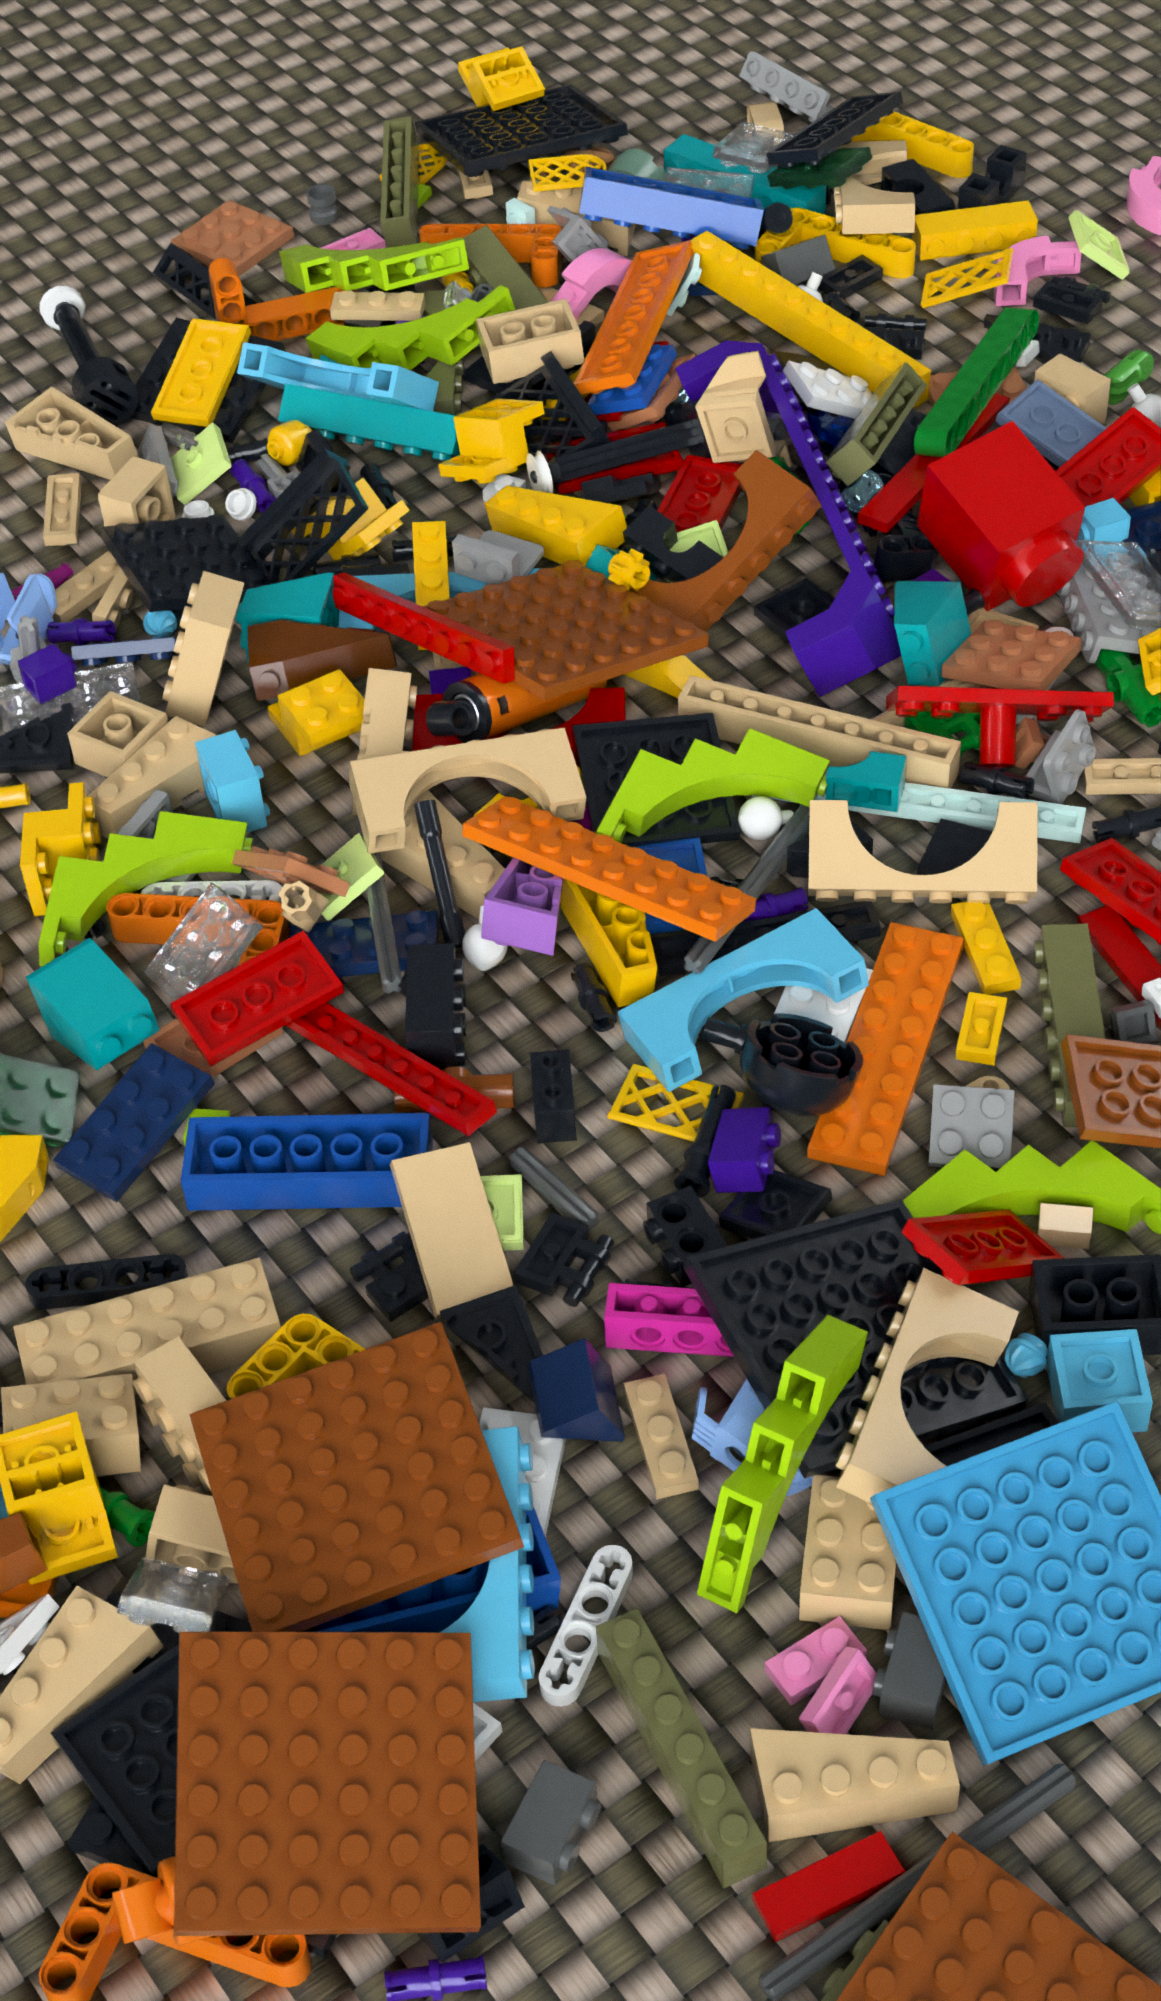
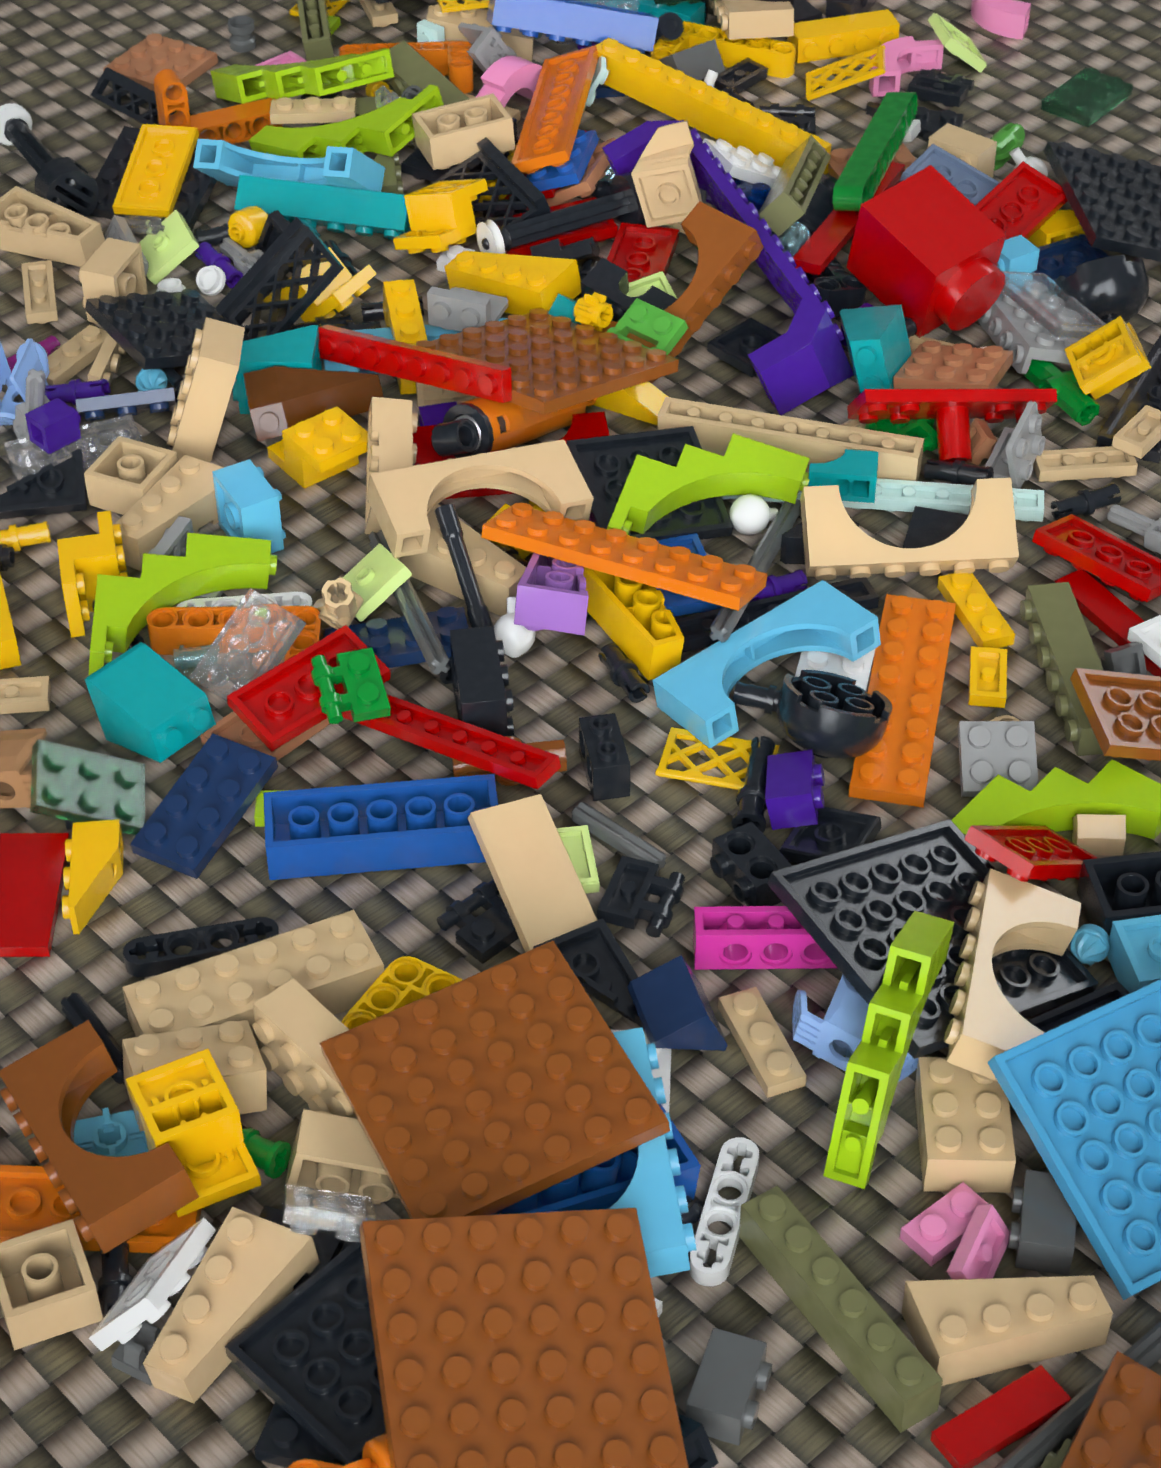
camera: 10 degrees left, 5 degrees down
(145, 949) = (188, 657): none -> clear light blue pin
(291, 868) = (312, 573): nougat plate -> none
(309, 999) = (361, 682): none -> green plate
(687, 588) = (651, 325): none -> bright green plate

